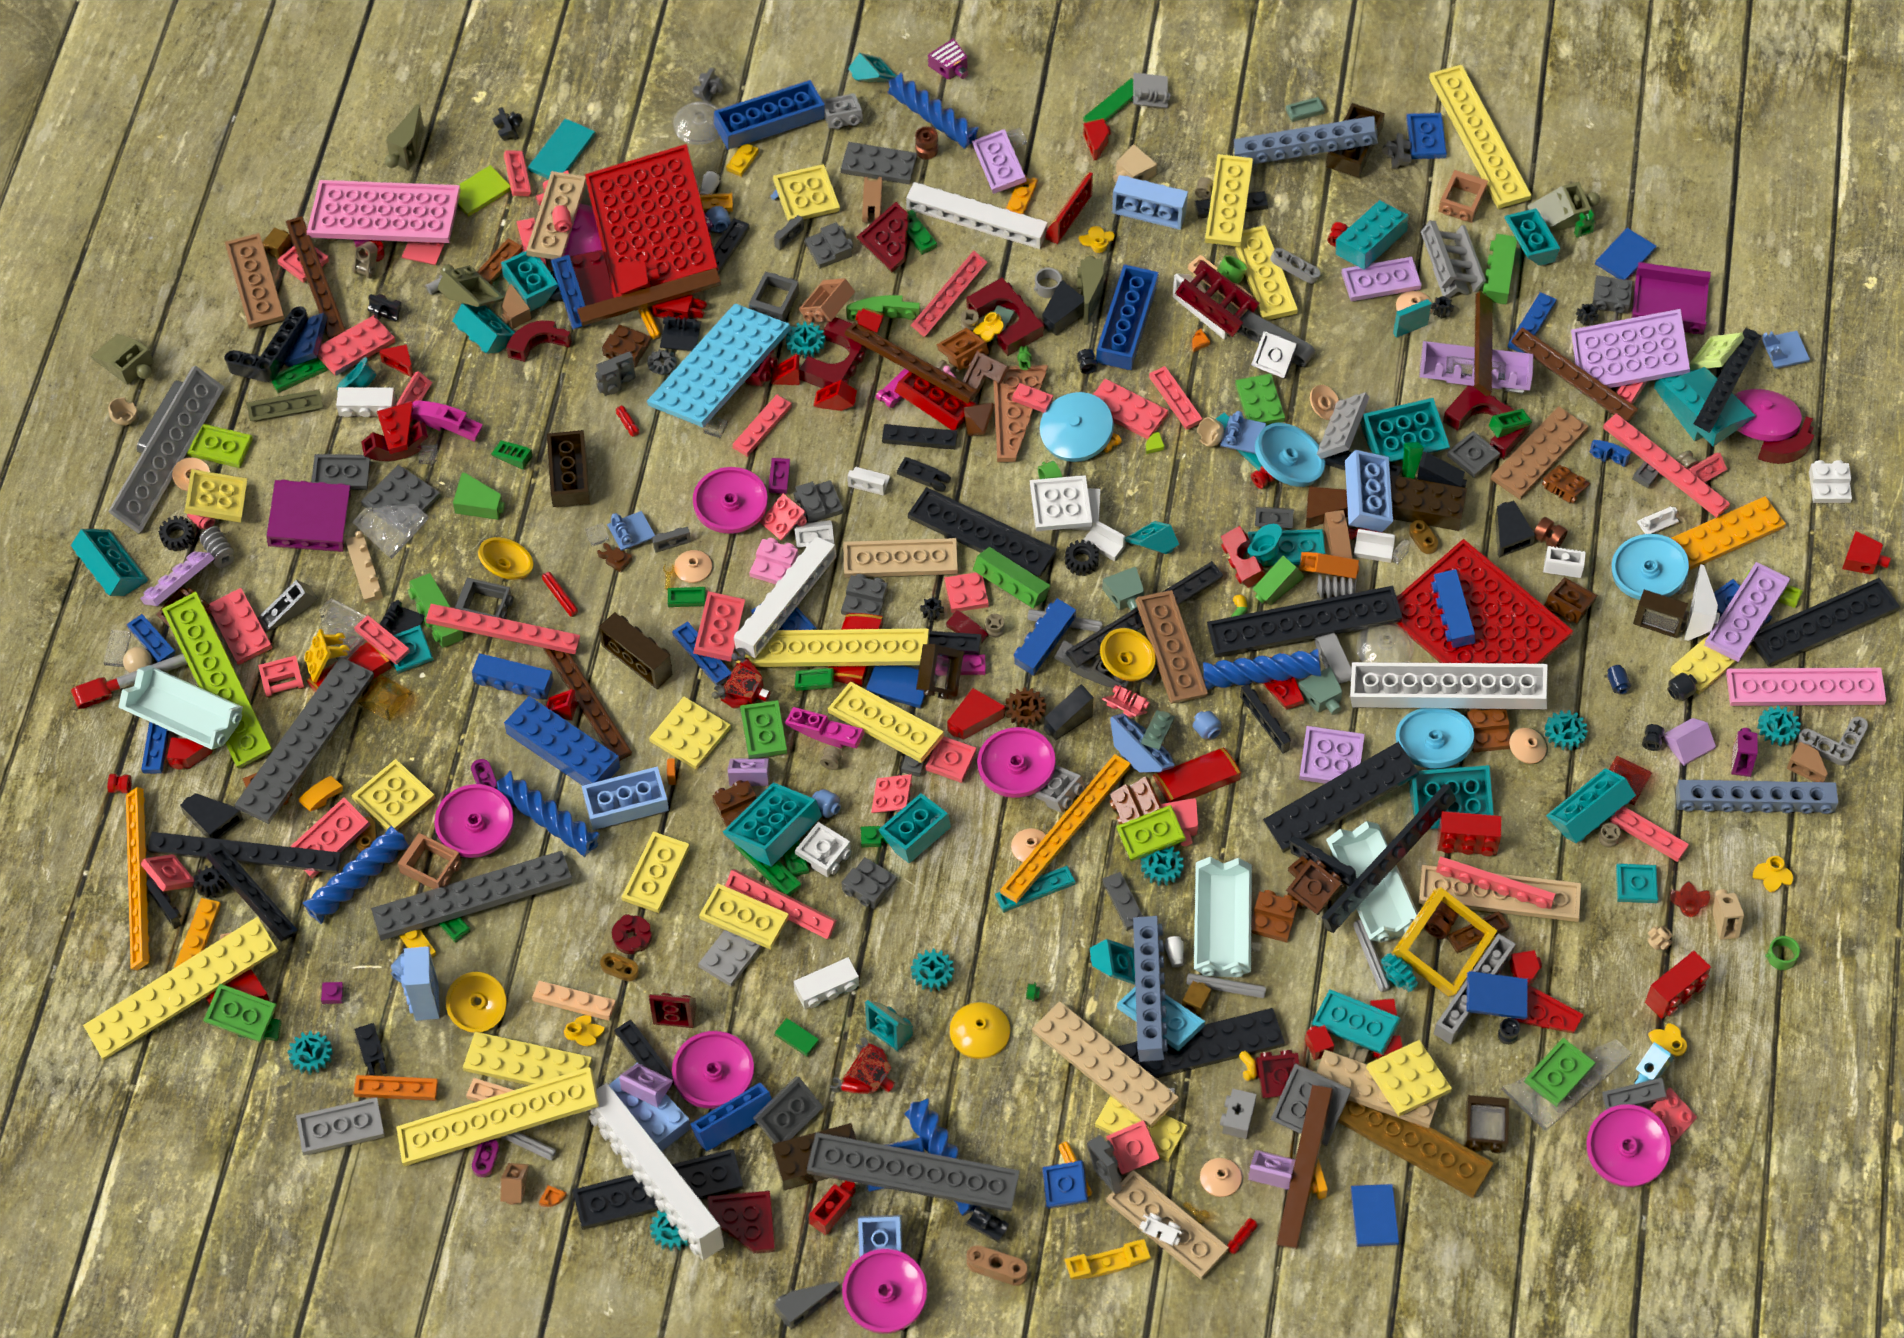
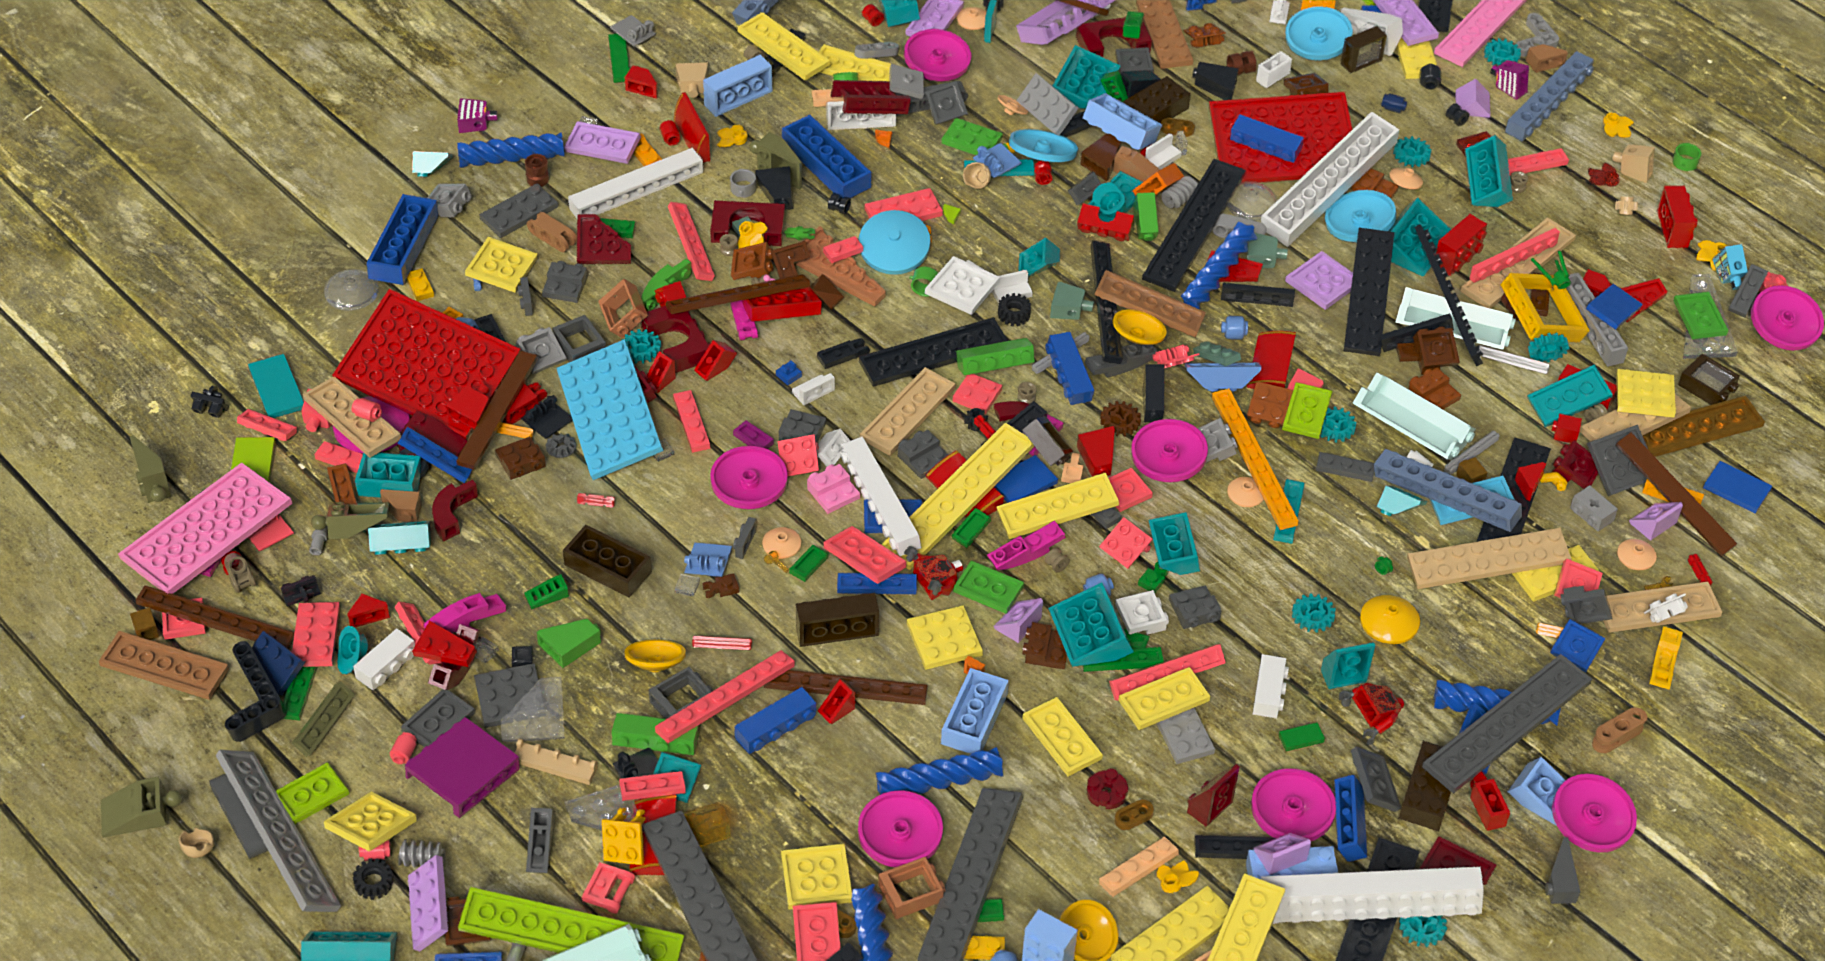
camera: 55 degrees left, 10 degrees down
(183, 470) = (314, 826): light nougat dish -> none
(239, 626) = (525, 883): coral plate -> none
(298, 470) = (403, 748): none -> coral brick
(320, 792) = (763, 928): light orange slope -> none
(442, 481) = (522, 656): none -> black tile
(486, 777) = (857, 797): magenta plate -> none
(561, 743) = (878, 725): blue brick -> none
(614, 372) = (547, 476): dark grey plate -> none
(709, 85) = (319, 256): flat silver hips -> none
(740, 280) = (545, 346): none -> light grey plate
(870, 453) = (788, 373): none -> blue tile
(919, 436) = (803, 336): black plate -> none
(921, 619) = (984, 426): none -> red axle
(938, 710) = (1072, 471): none -> light nougat plate
(987, 1224) = (1580, 712): black hips -> none
(1057, 196) = (669, 132): none -> red brick
(1175, 397) = (923, 177): coral plate -> none
(1221, 1044) = (1529, 478): none -> red slope
(1241, 603) = (1140, 248): arm -> none
(1265, 310) = (906, 81): none -> light grey plate
(1329, 310) = (937, 54): none -> dark pink dish
(1485, 933) = (1561, 278): none -> green plant
(1510, 1027) = (1640, 324): black wheel -> none
(1636, 883) = (1567, 193): teal tile -> none

